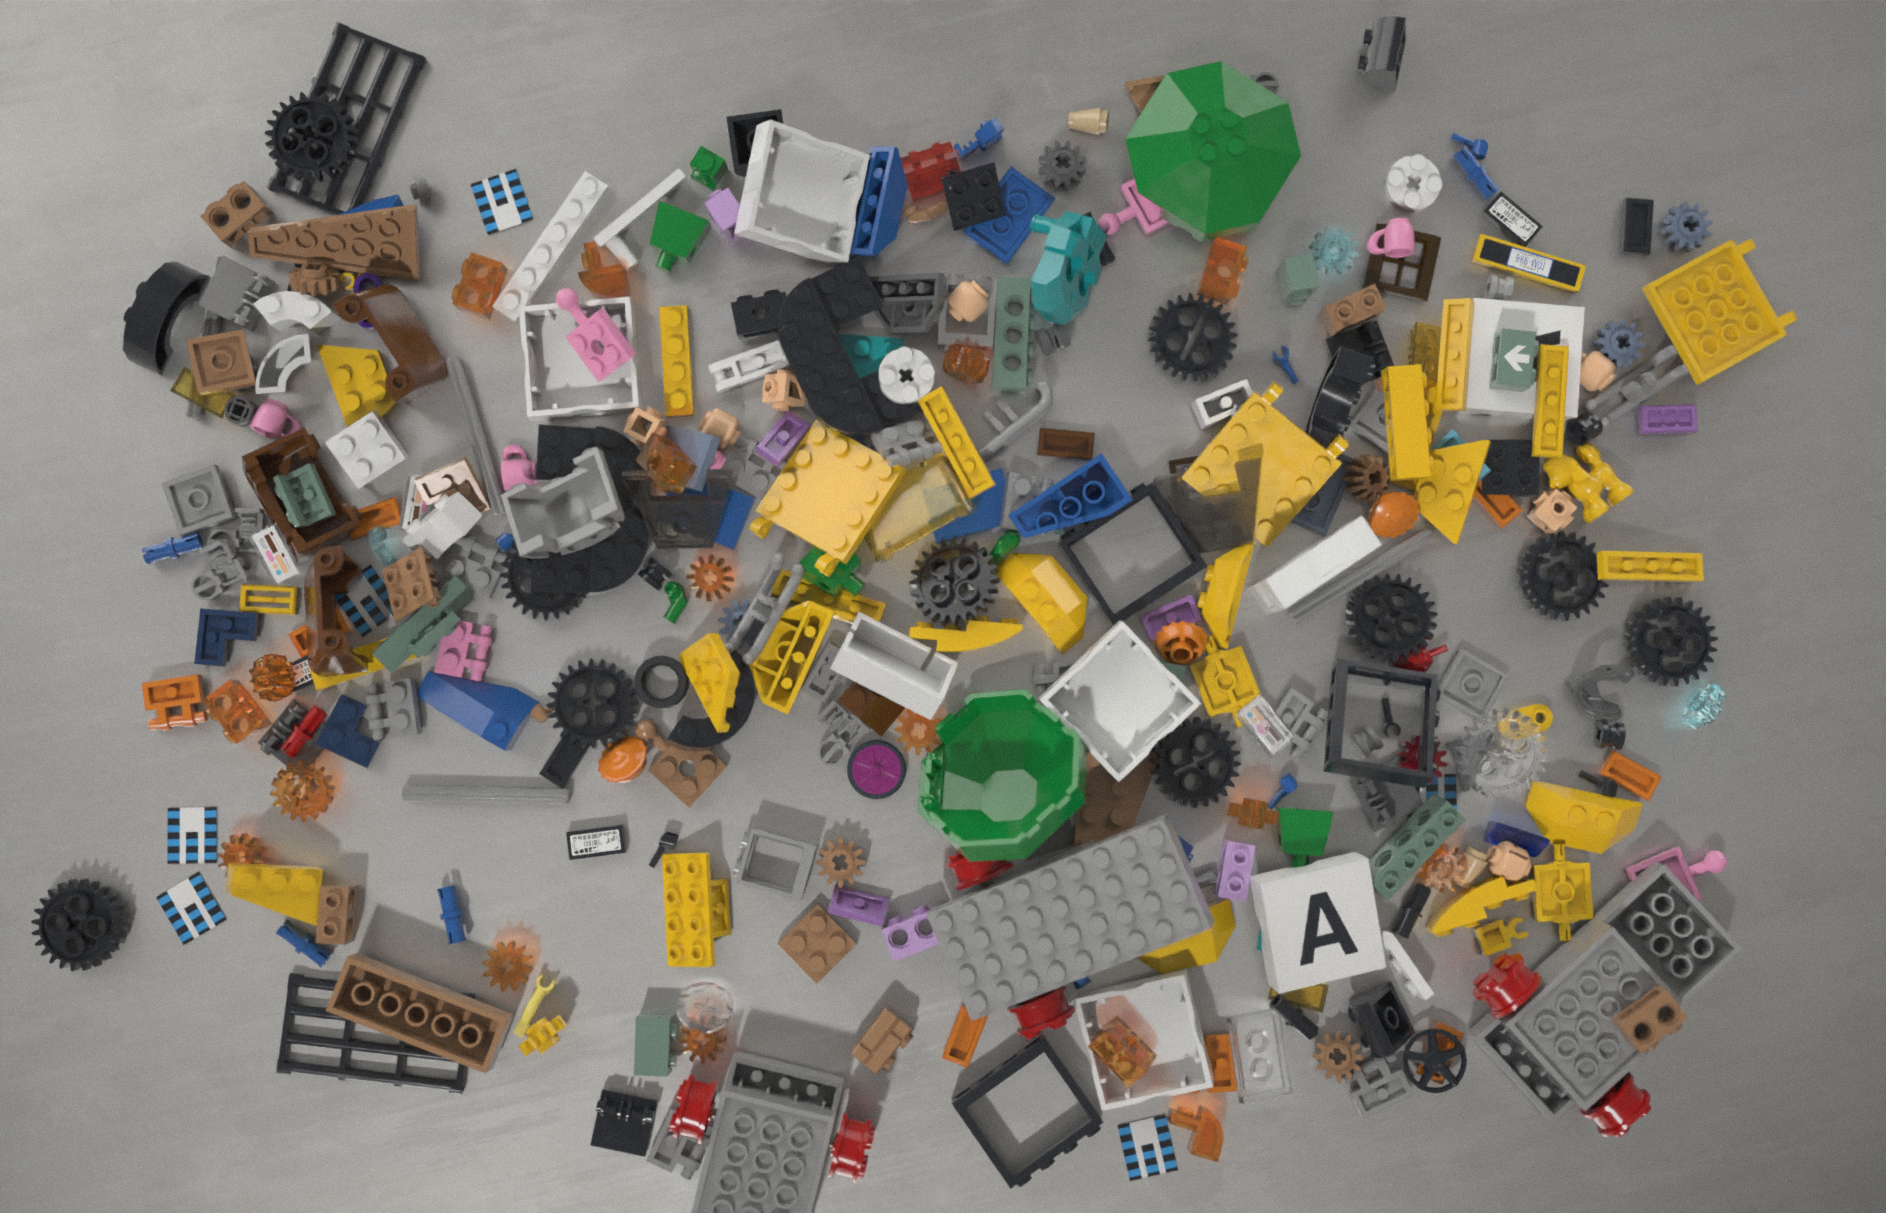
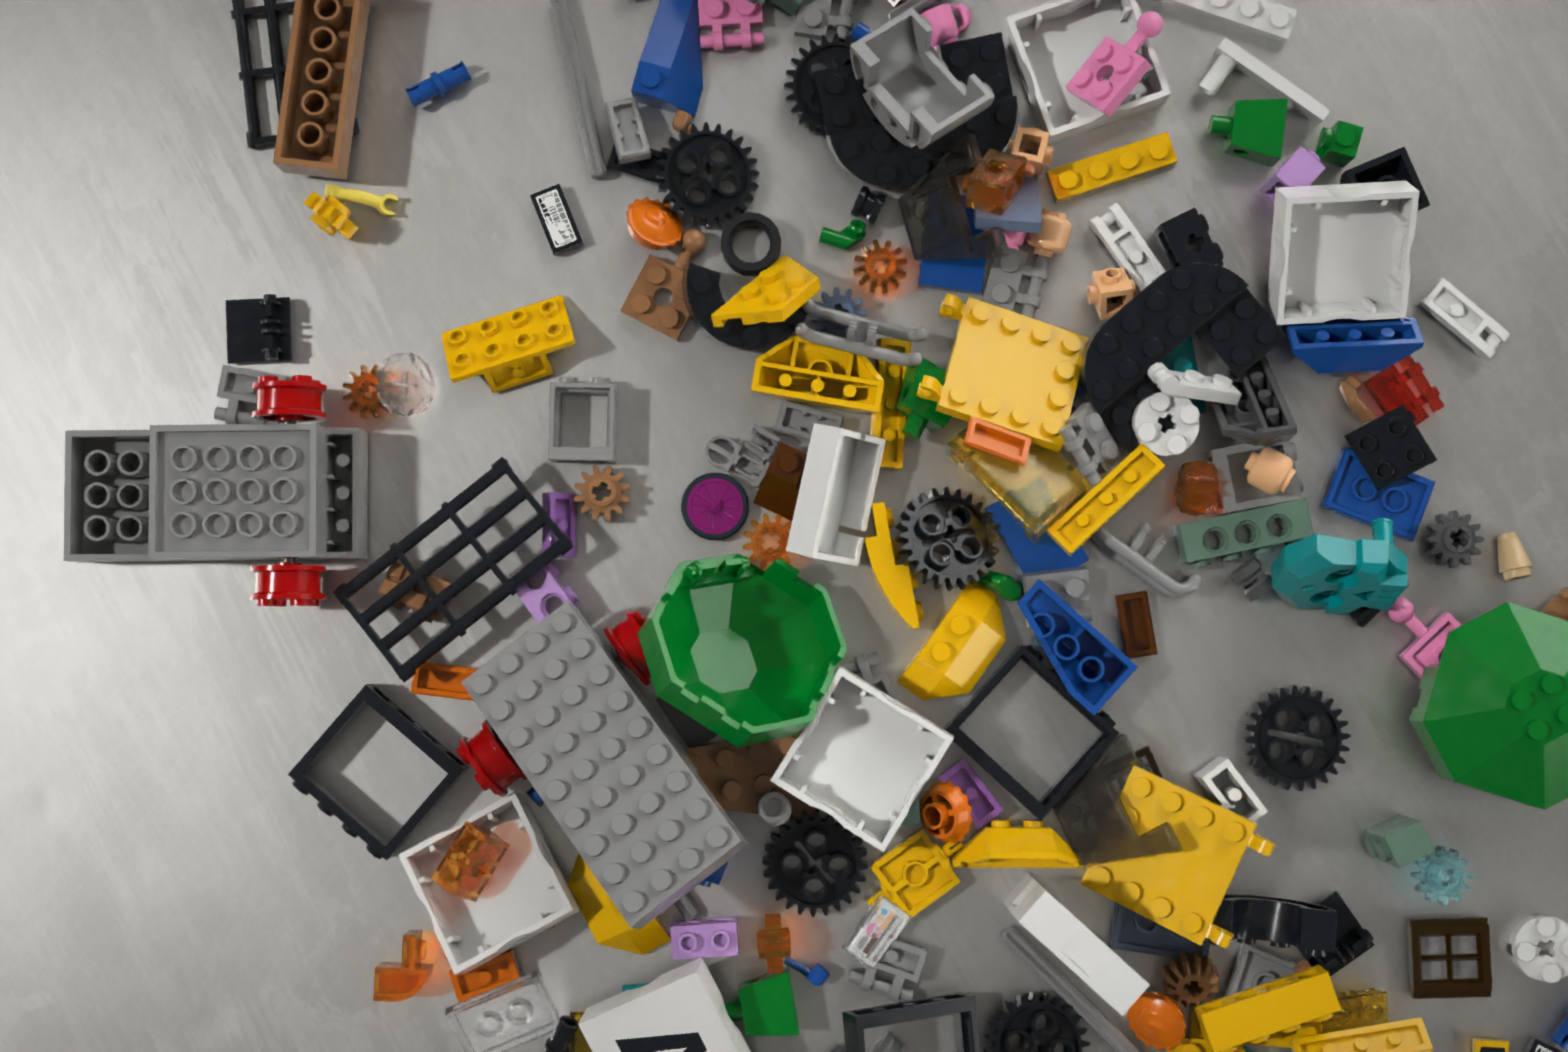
camera: 80 degrees right, 0 degrees up
(516, 959) = (407, 165): clear orange gear -> none
(537, 762) = (627, 130): none -> light grey plate
(600, 280) = (1180, 59): clear orange brick -> none
(654, 1045) = (351, 341): sand green brick -> none
(668, 841) = (577, 296): black hand -> none
(782, 438) = (1057, 305): medium lavender plate -> none
(817, 943) = (503, 487): medium nougat plate -> none
(880, 344) = (1194, 385): none -> white plate
(881, 105) = (1464, 318): none -> white plate
(885, 520) = (997, 441): none -> orange tile
(897, 1023) = (439, 601): none -> black door
(986, 136) = (1464, 445): blue piece -> none
(1142, 784) = (774, 808): none -> white tile
(1147, 1147) = (371, 917): sticker -> none
(1223, 254) = (1402, 750): clear orange brick -> none
(1285, 364) = (1295, 851): blue hand -> none
(1352, 310) = (1378, 914): medium nougat brick -> none
(1398, 239) = (1477, 946): bright pink piece -> none

